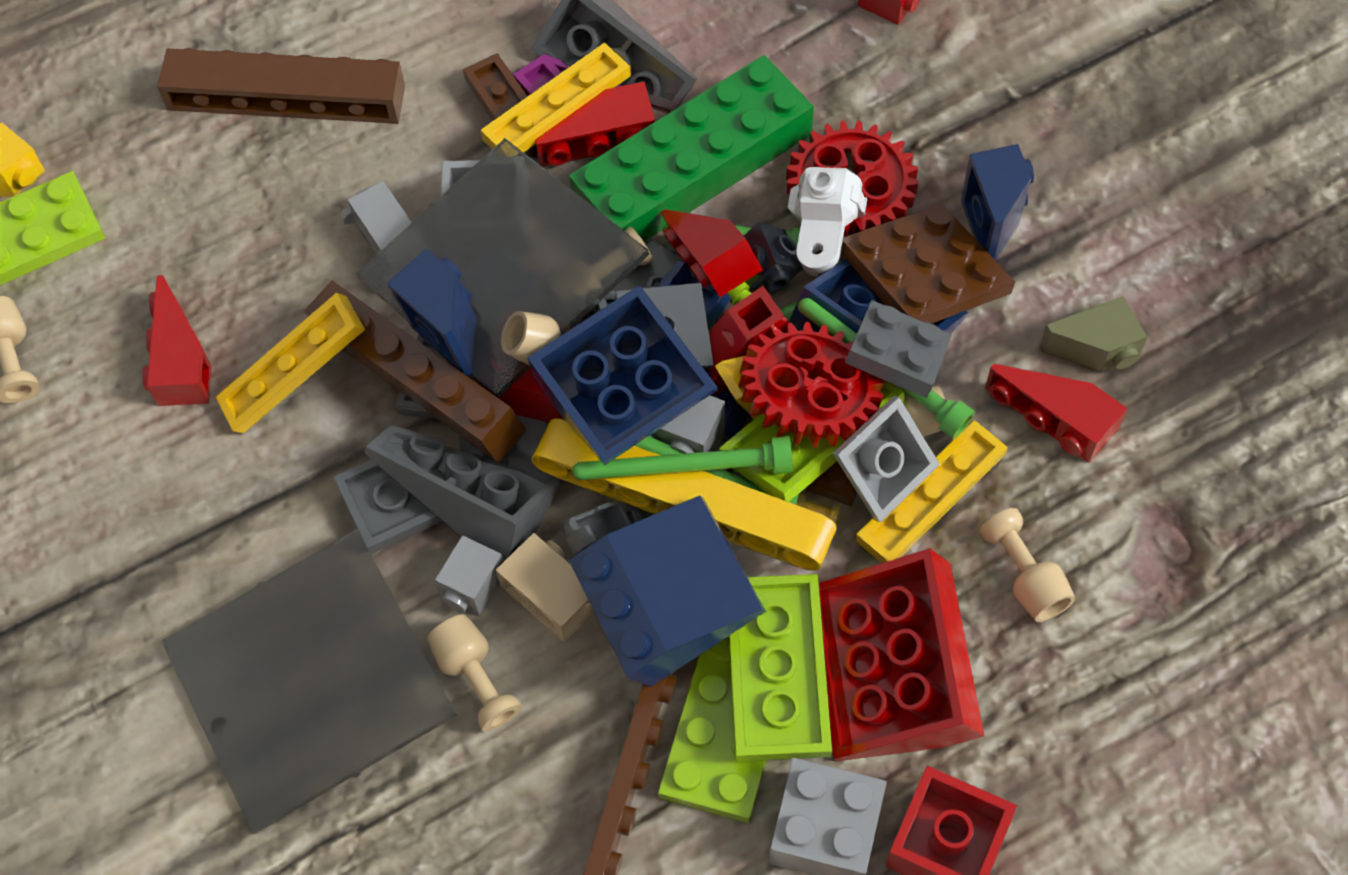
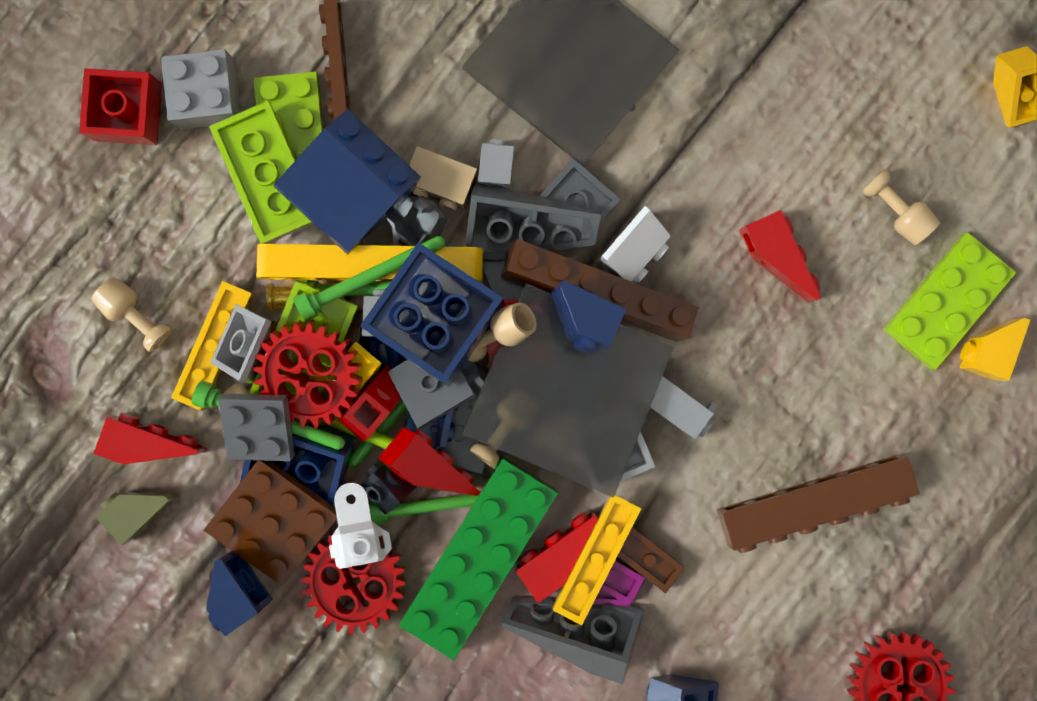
camera: 160 degrees right, 25 degrees up
(290, 363) = (686, 262): yellow plate -> none
(348, 414) = (636, 247): none -> white slope
(460, 650) = (479, 112): tan piece -> none
(897, 659) = (193, 215): red slope -> none

